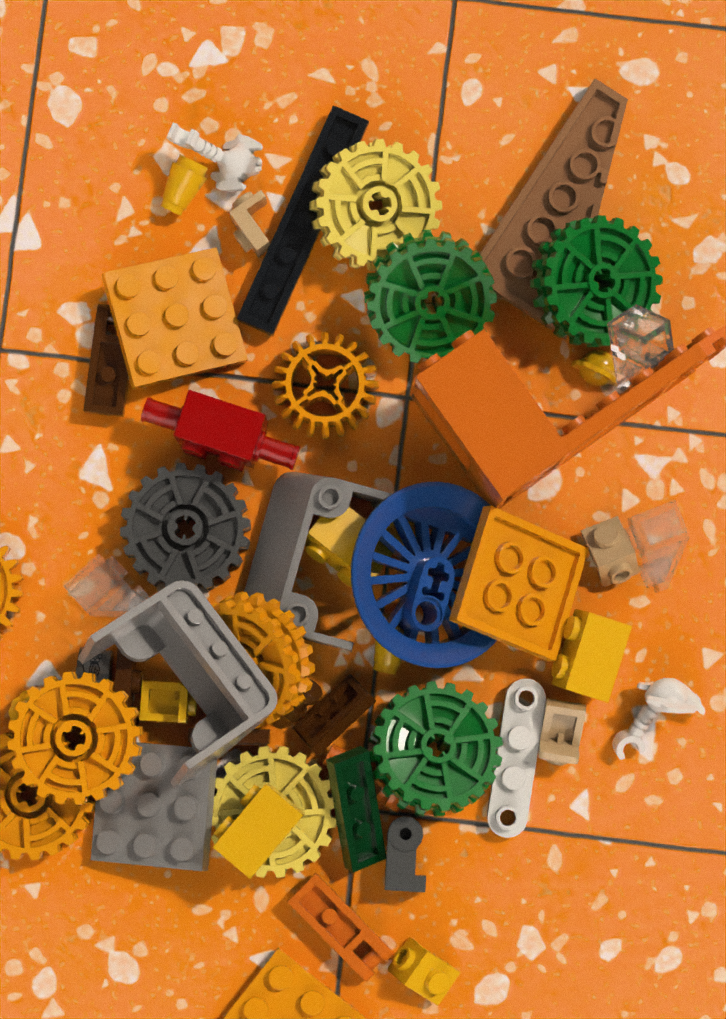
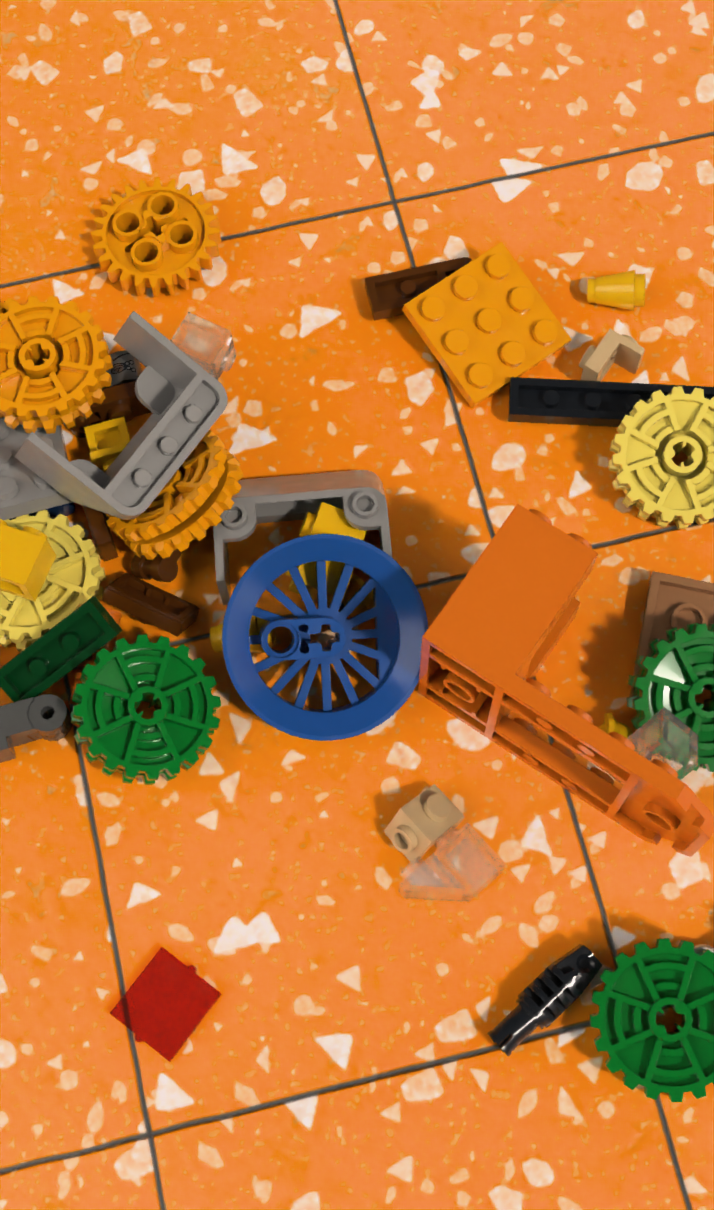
camera: 75 degrees right, 15 degrees down
(186, 496) = (287, 405): dark grey piece -> none
(220, 430) = (392, 395): red brick -> none
(234, 165) = (660, 326): white piece -> none
(310, 397) = (456, 459): light orange gear -> none
(403, 282) = (645, 528): green piece -> none
(515, 776) = (168, 805): white plate -> none
(518, 583) = (349, 729): light orange plate -> none
(561, 732) = (209, 838): tan bracket -> none
(590, 655) = (302, 837): yellow brick -> none
(664, 696) = (284, 931): white piece -> none
(678, 813) = (166, 1004): none -> clear red piece

